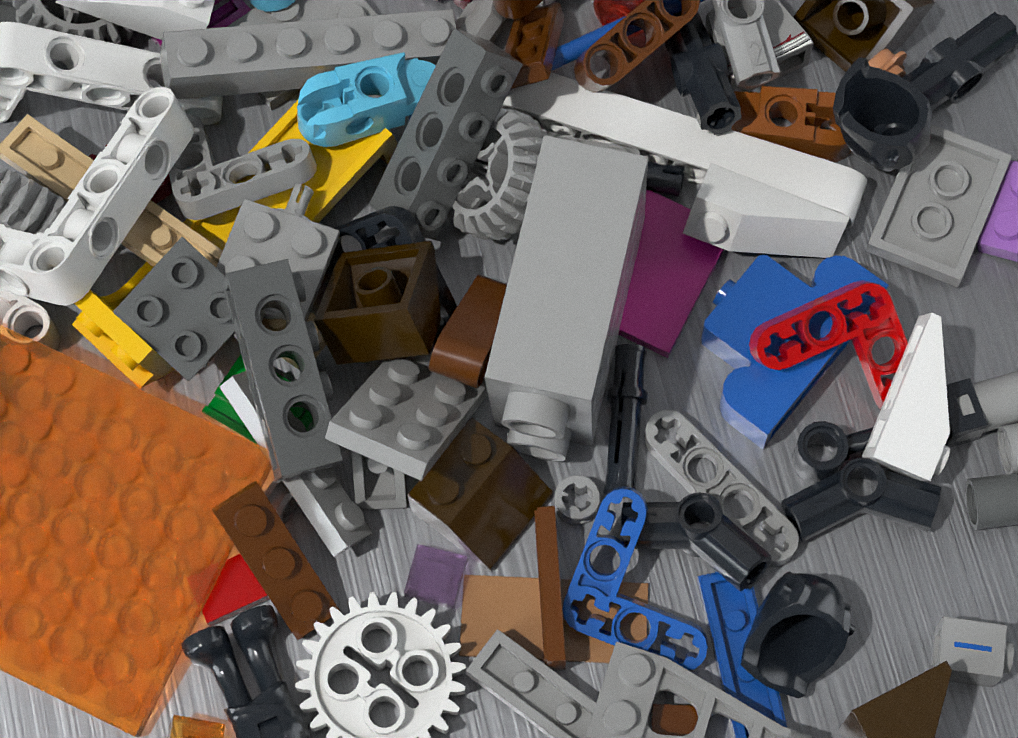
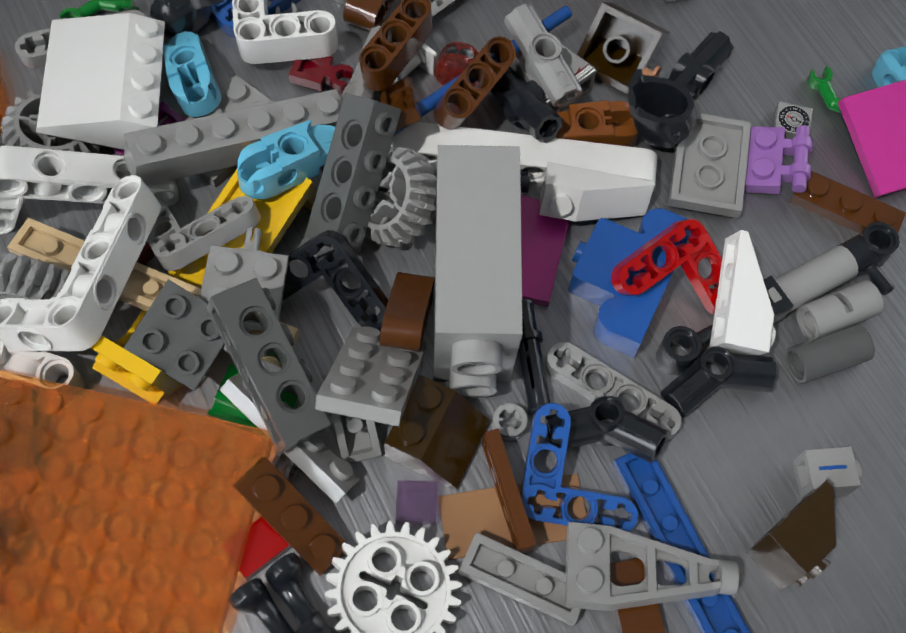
camera: 20 degrees left, 5 degrees down
(381, 304) = (332, 304): dark brown slope -> none
(797, 633) = (702, 485): black helmet -> none

